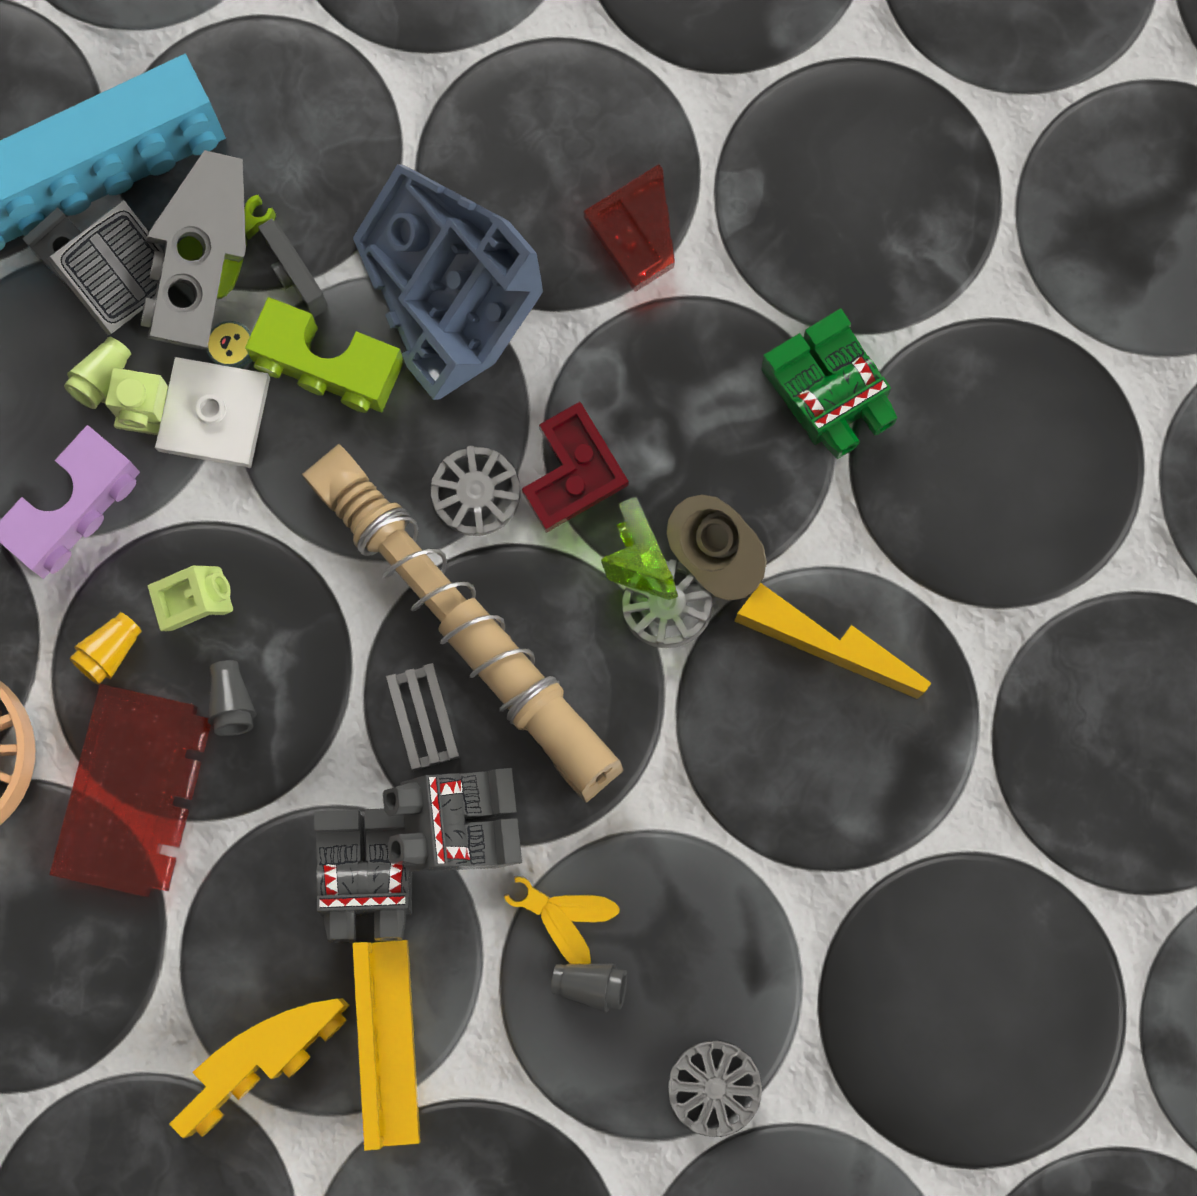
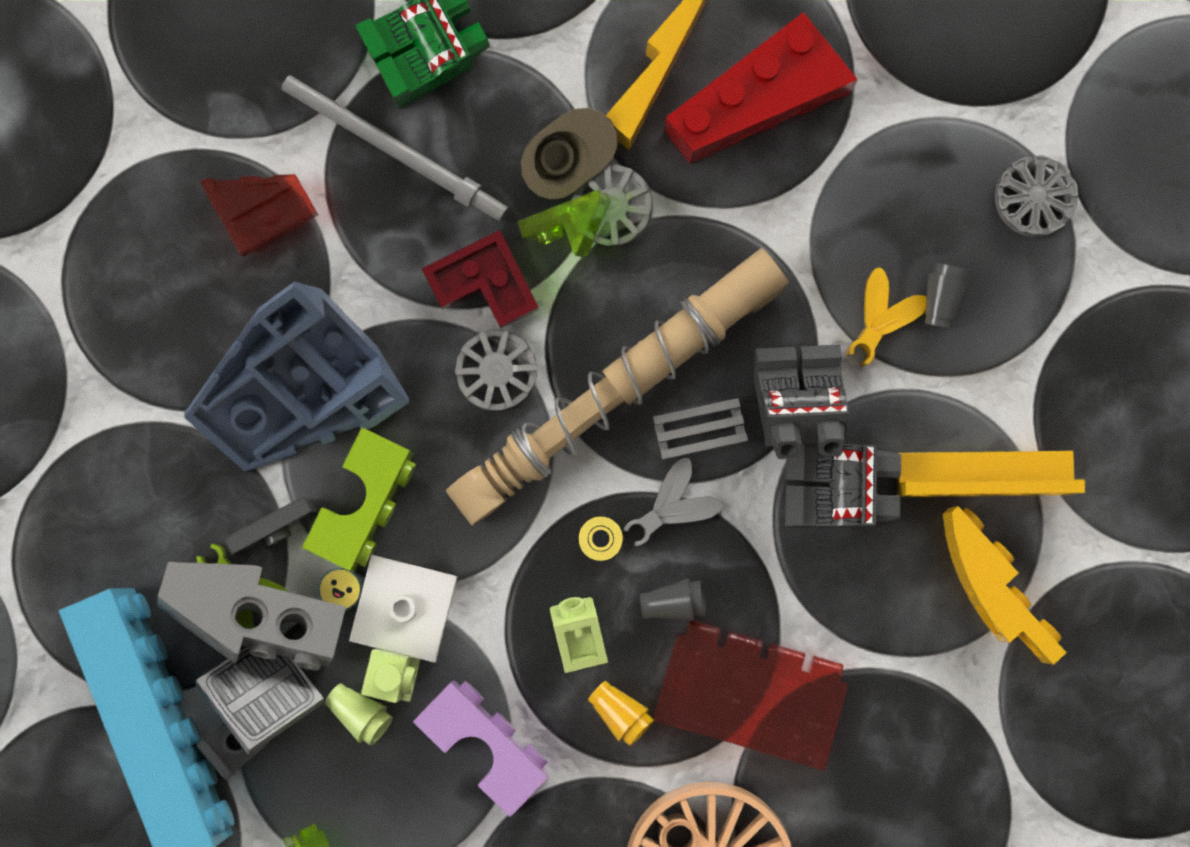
camera: 90 degrees left, 5 degrees up
(296, 615) = (600, 538): none -> light yellow tile
(333, 689) = (669, 507): none -> light grey piece
(672, 443) = (465, 190): none -> light grey bar
(814, 766) = (768, 86): none -> red wedge

